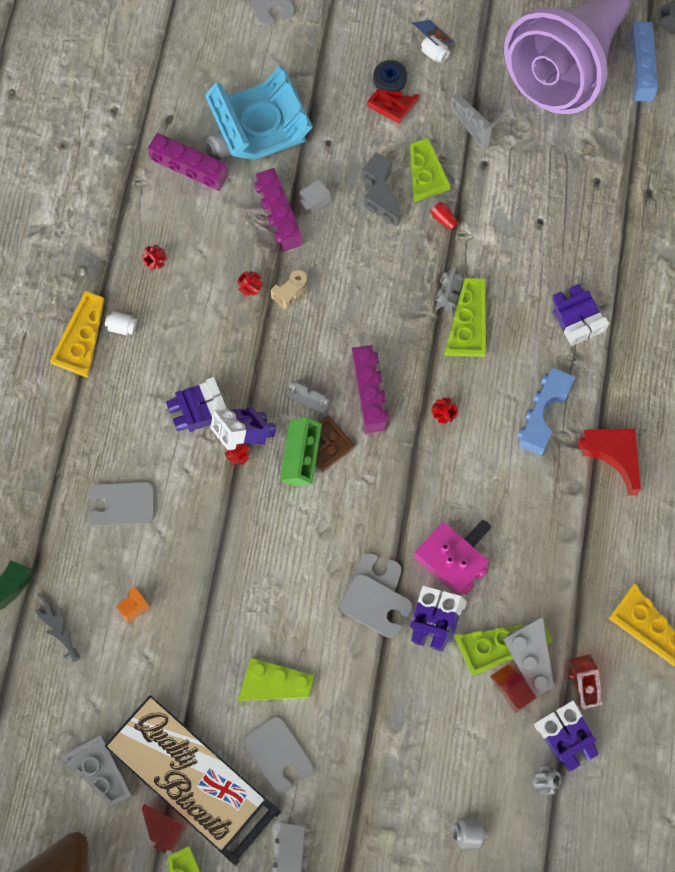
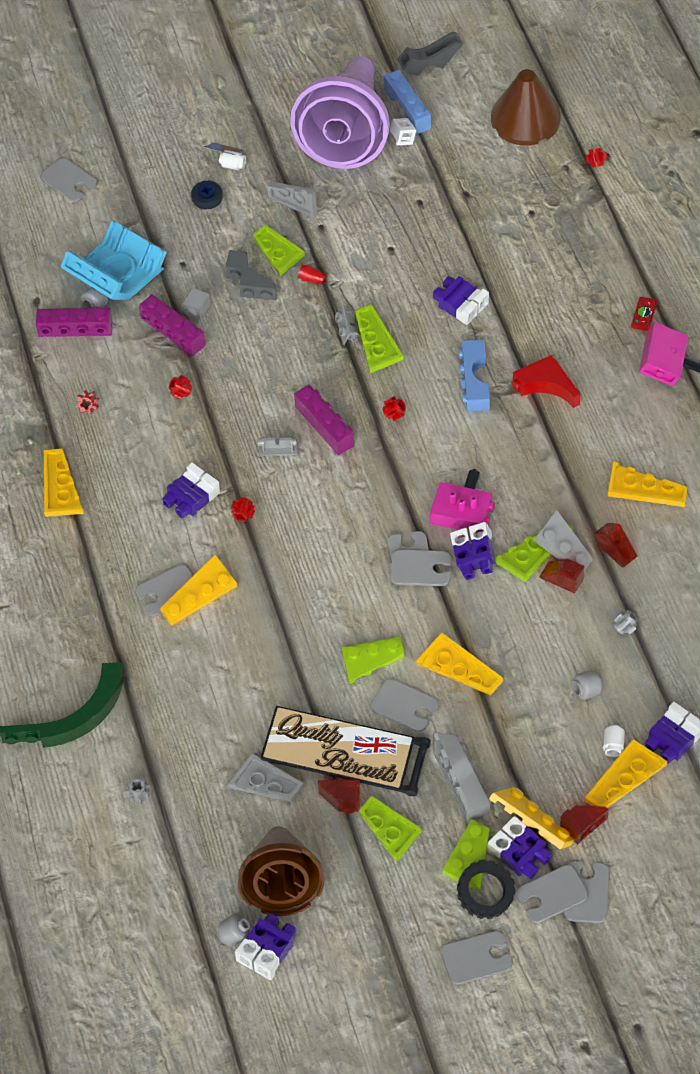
camera: 25 degrees left, 15 degrees down
(57, 623) = (167, 697): dark grey piece -> none
(121, 323) = (88, 461): white brick -> none
(133, 605) = (223, 654): orange panel -> none
(151, 521) = (200, 590): none -> yellow wing
(241, 426) = (234, 486): hips -> none
(290, 290) = (217, 378): tan leg -> none
(300, 452) = (295, 485): bright green brick -> none
(335, 444) = (318, 472): reddish brown tile -> none
(352, 735) = (456, 663): none -> yellow wing
(392, 104) = (220, 214): red wing -> none
(567, 734) = (623, 585): dark purple hips -> none
(621, 93) = (403, 131): none -> white brick

